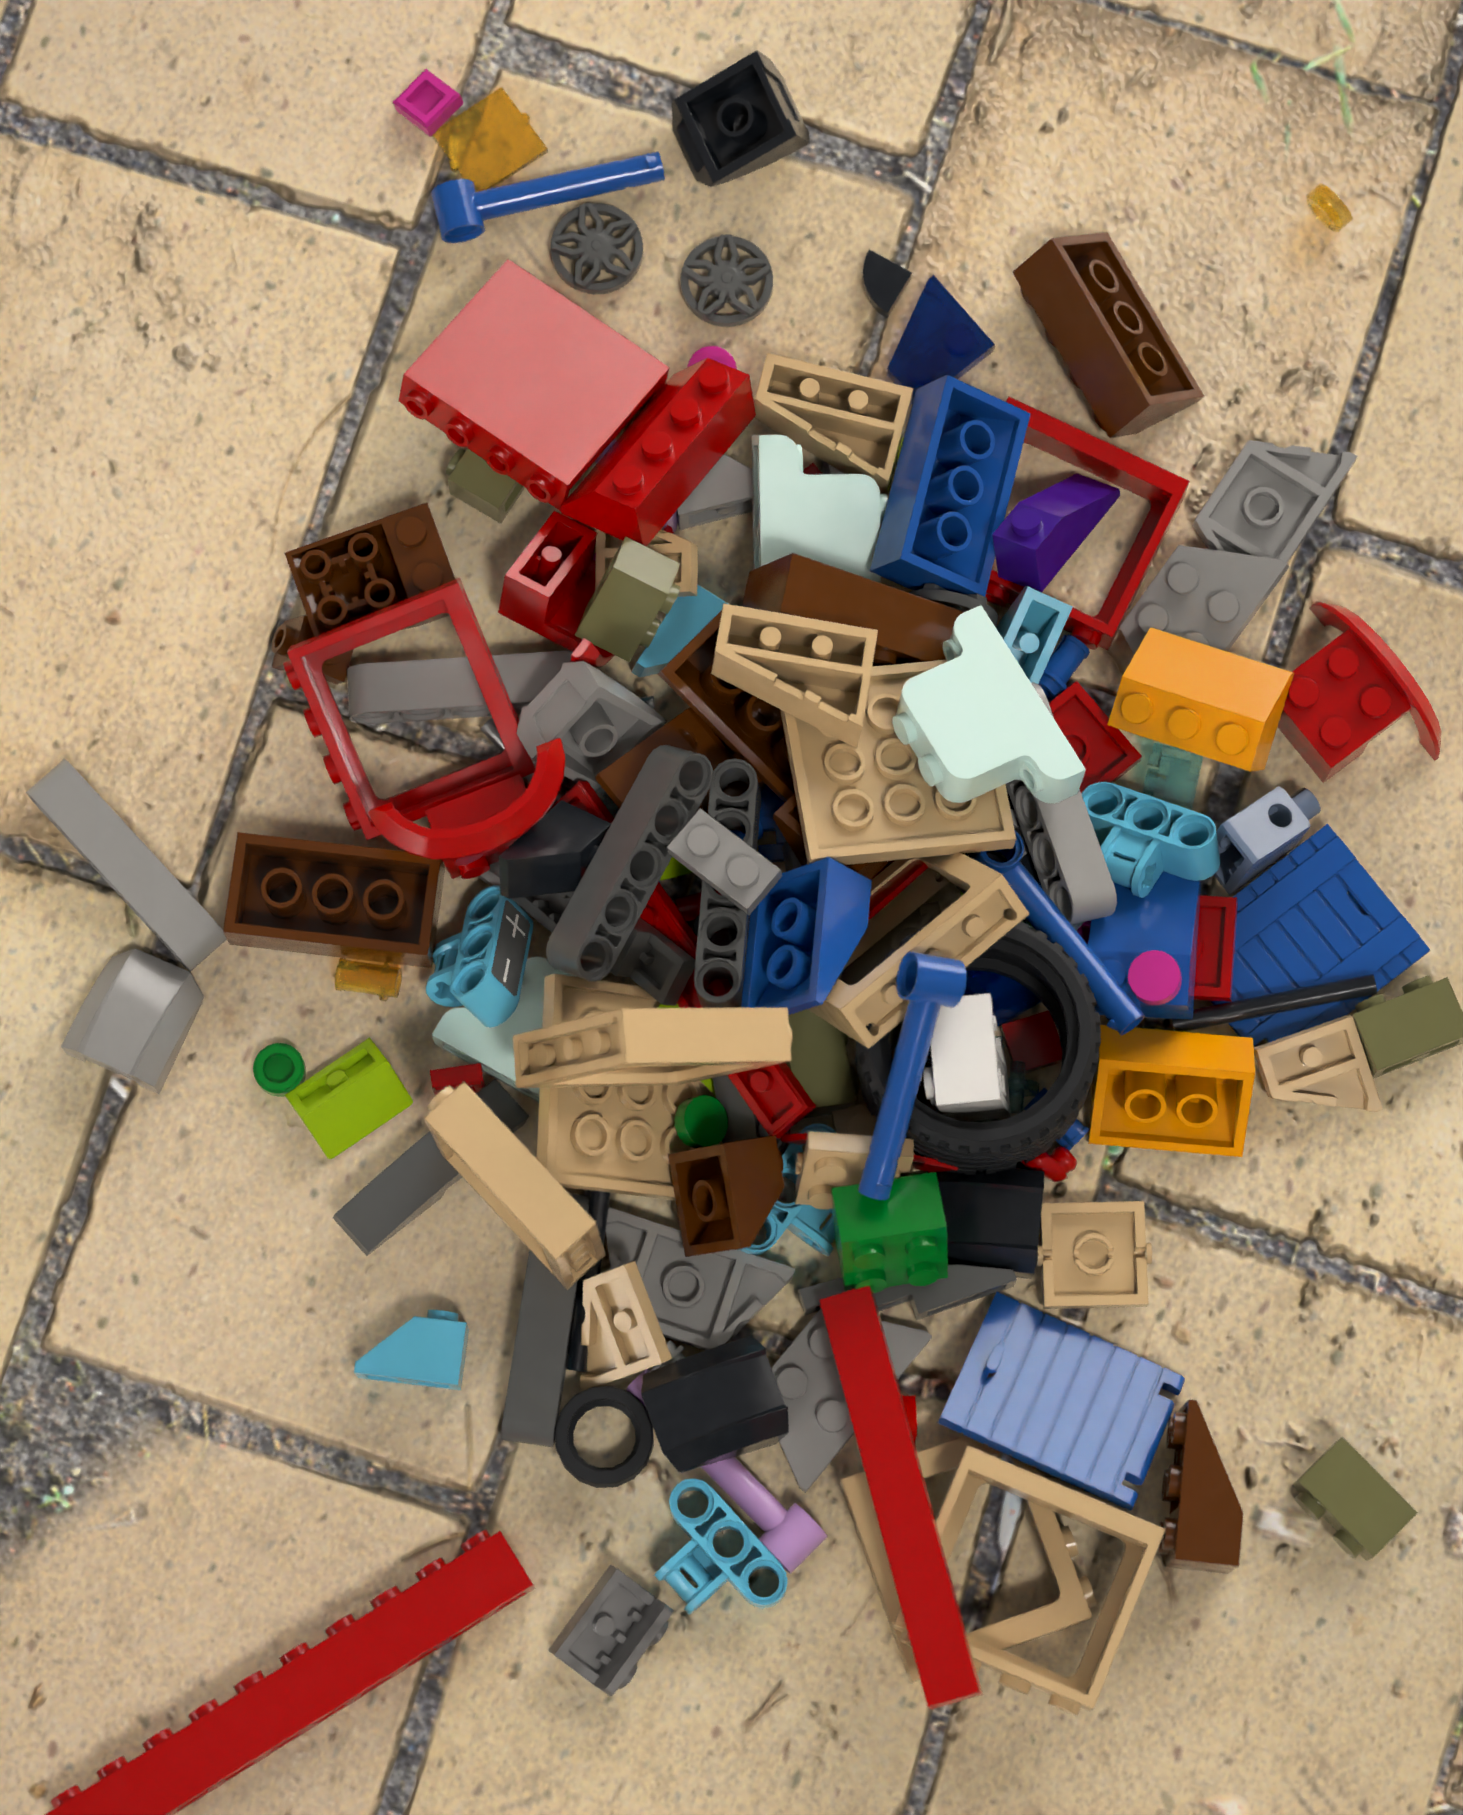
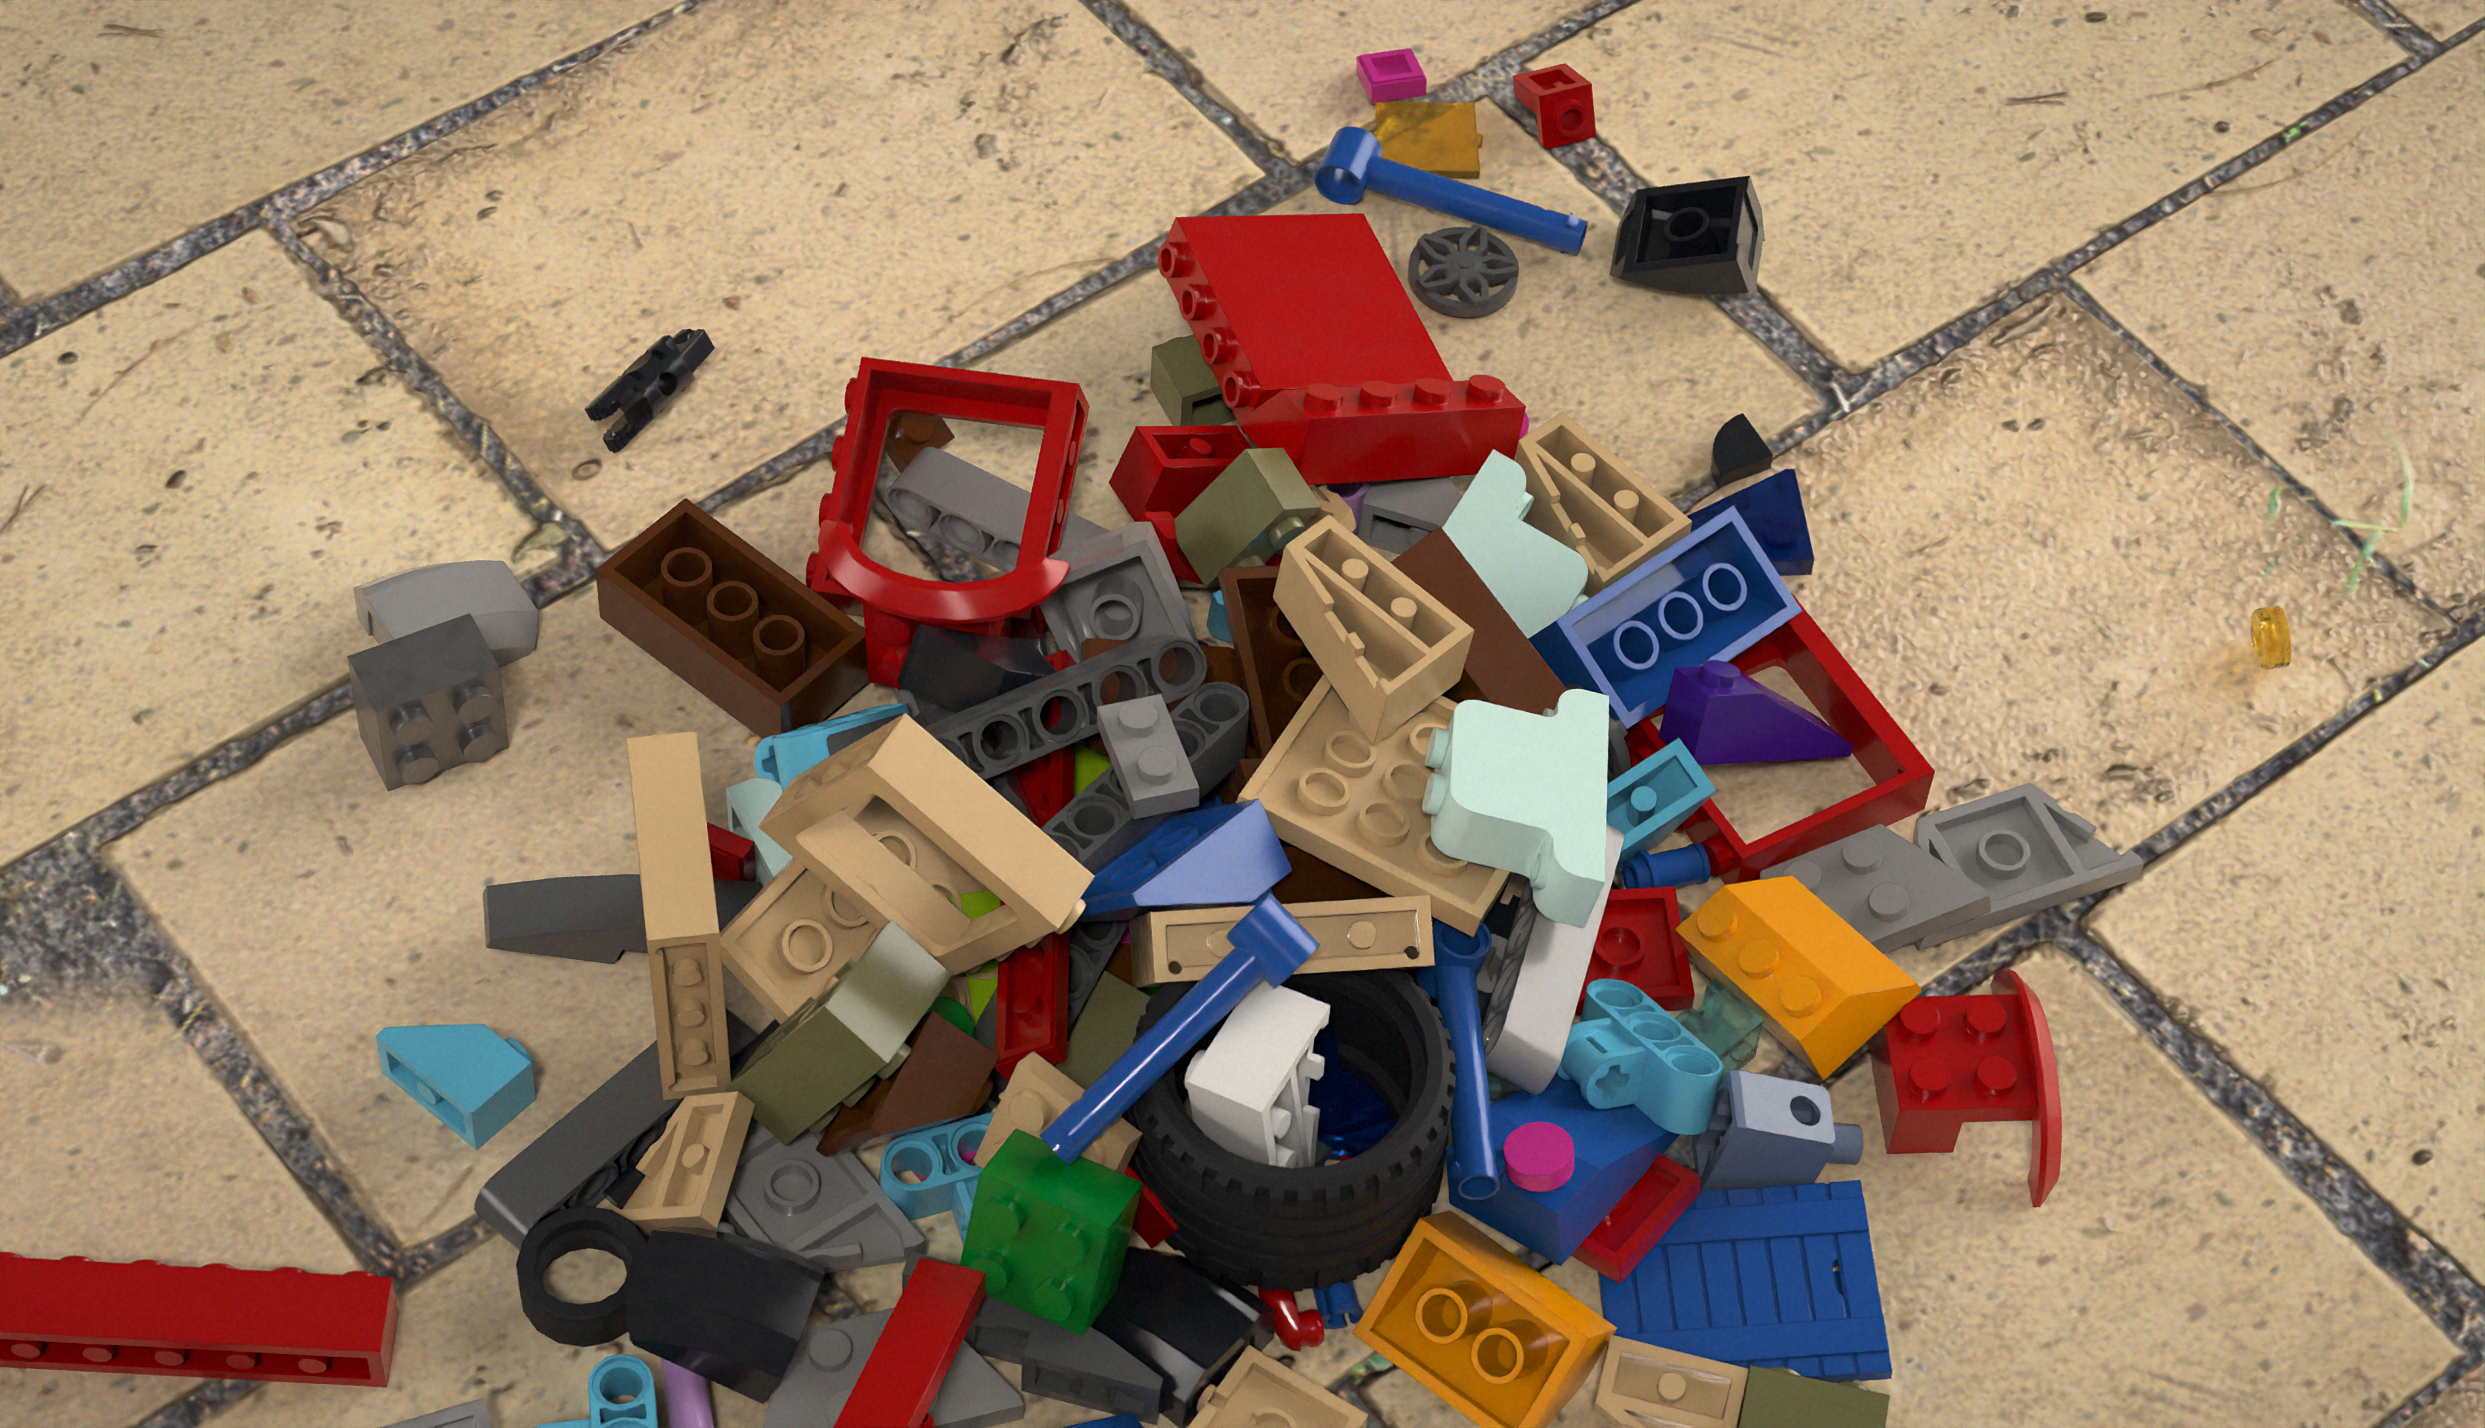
camera: 30 degrees right, 25 degrees down
(120, 736) = (650, 385): none -> black hinge
(127, 865) = (559, 490): light grey beam -> none
(189, 1104) = (429, 702): none -> flat silver brick
(279, 1069) = (551, 750): green tile -> none
(349, 1098) = (581, 816): lime panel -> none
(368, 978) = (721, 729): clear yellow pin -> none
(370, 568) = (1024, 353): reddish brown slope -> none
(561, 50) = (1561, 103): none -> red bracket
(674, 1195) = (842, 1037): none -> olive wedge
(727, 281) = (1574, 365): dark grey wheel -> none
(1106, 333) = (1943, 612): reddish brown slope -> none
(1278, 1003) = (1673, 1316): black bar -> none

